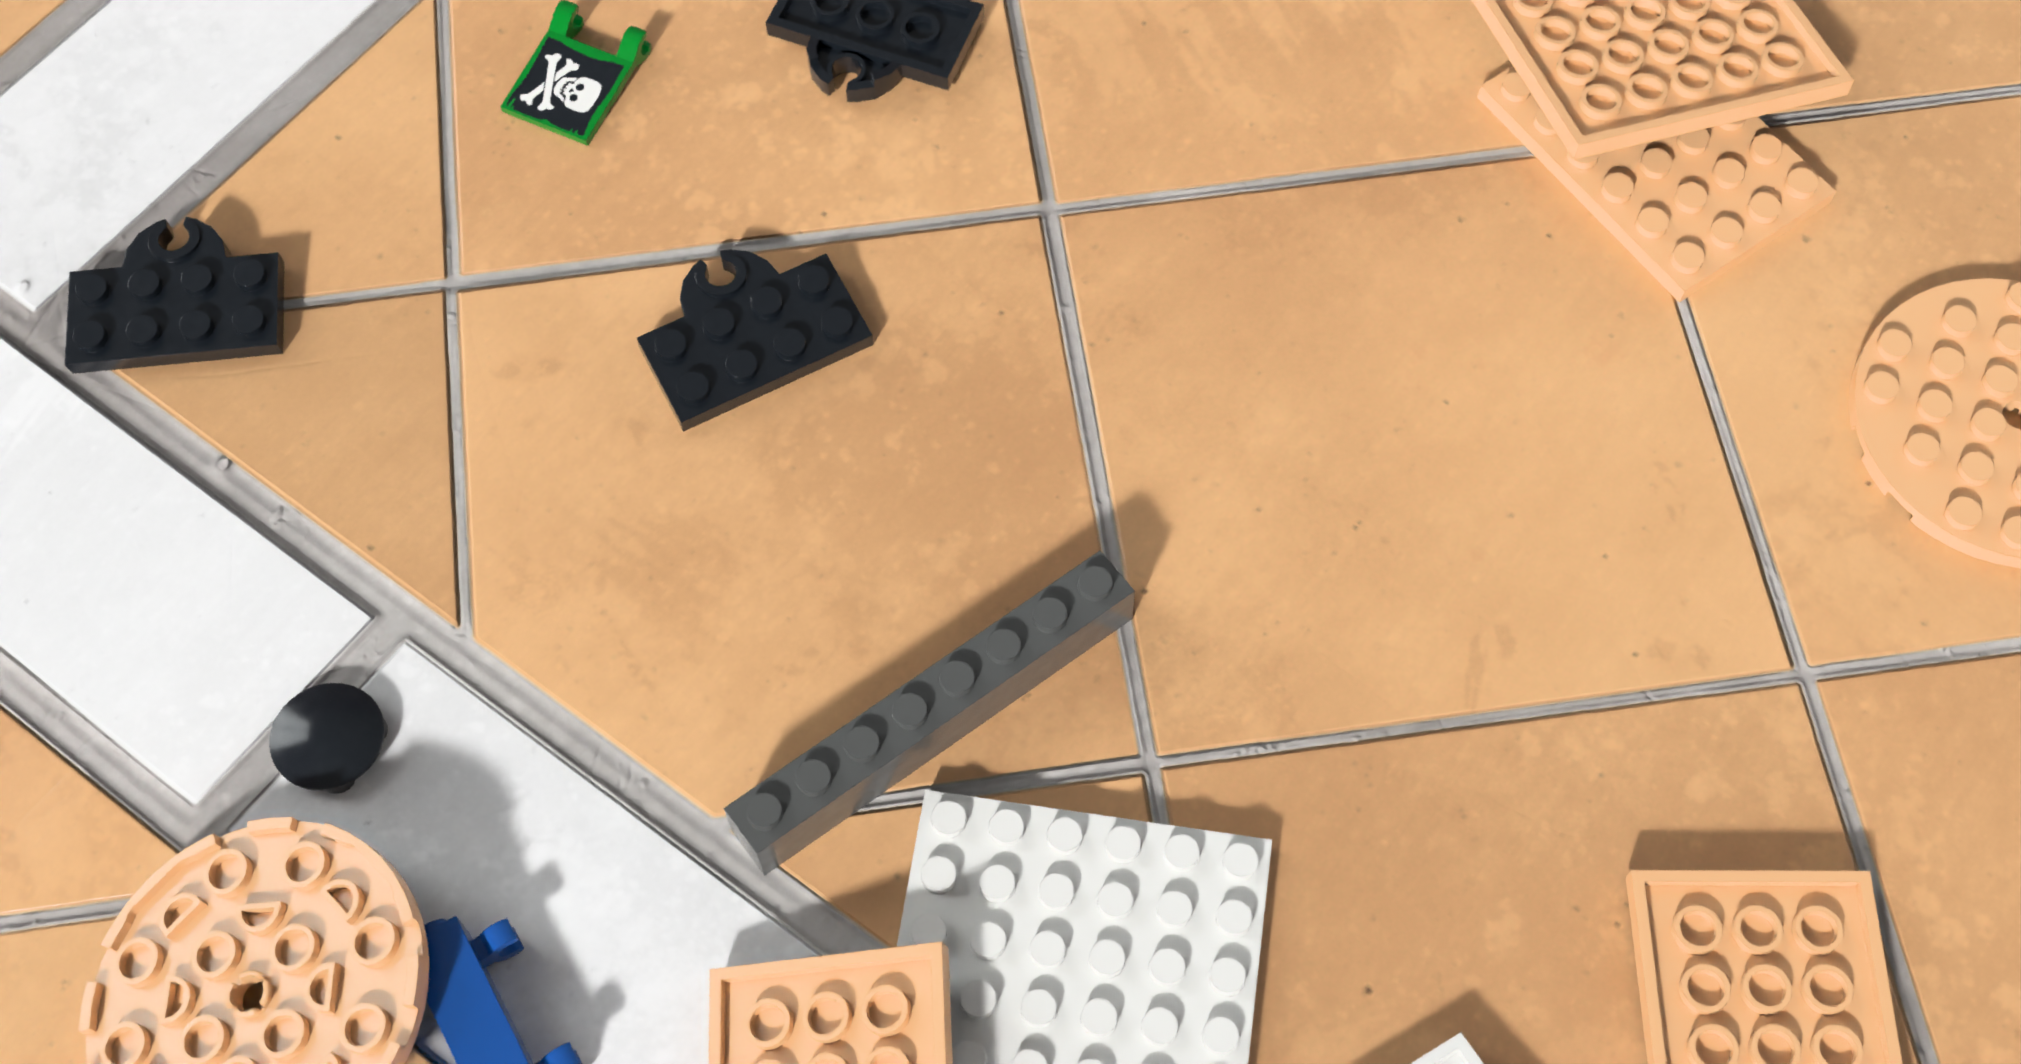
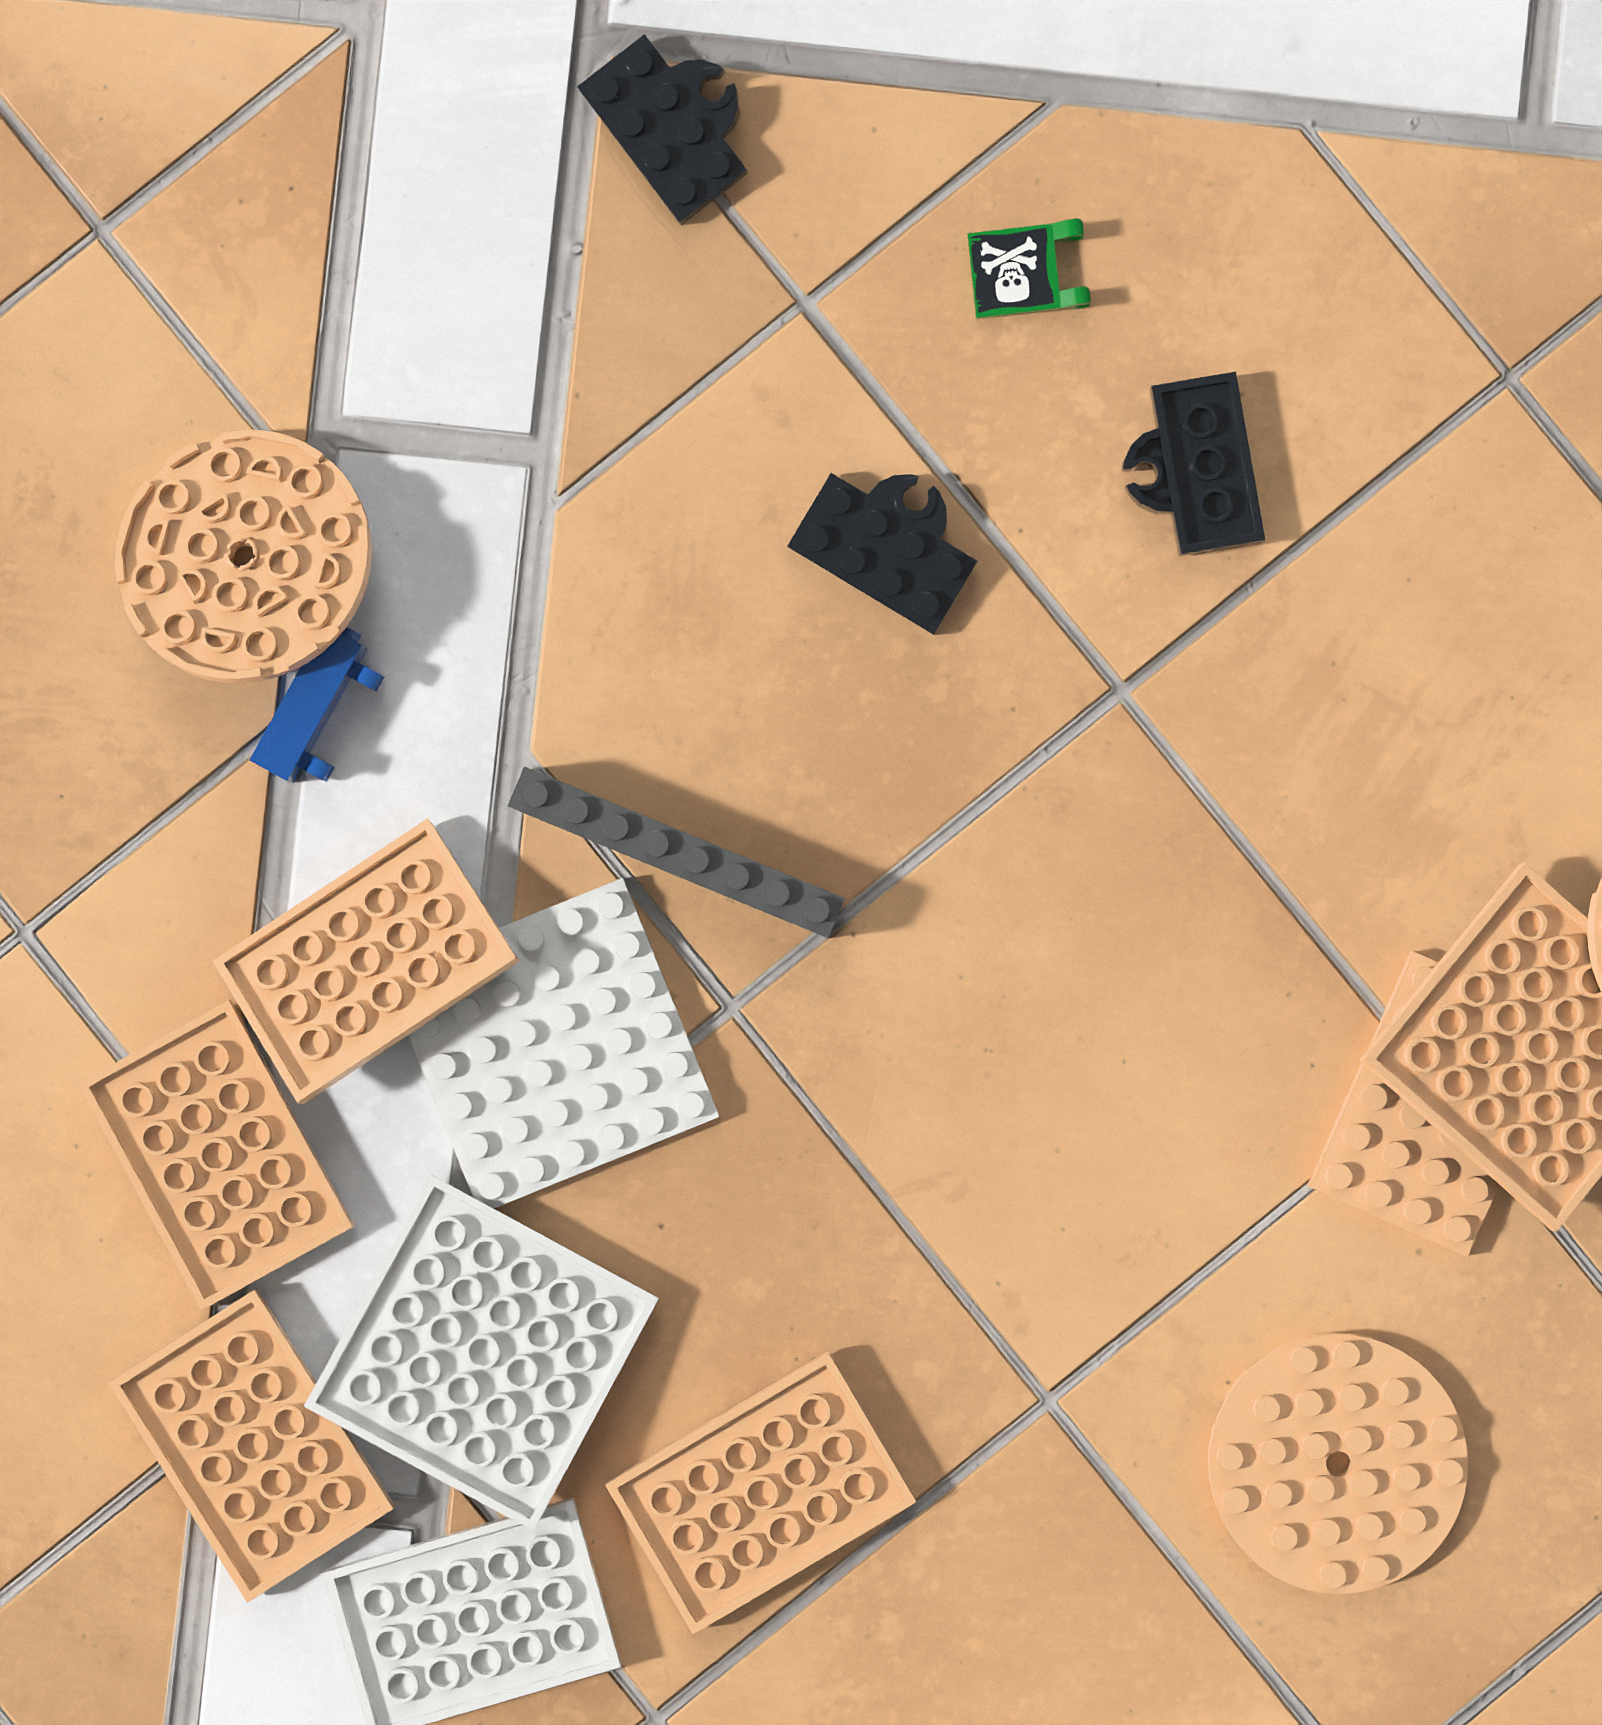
camera: 55 degrees right, 25 degrees up
(327, 737) = (432, 469): black dish -> none

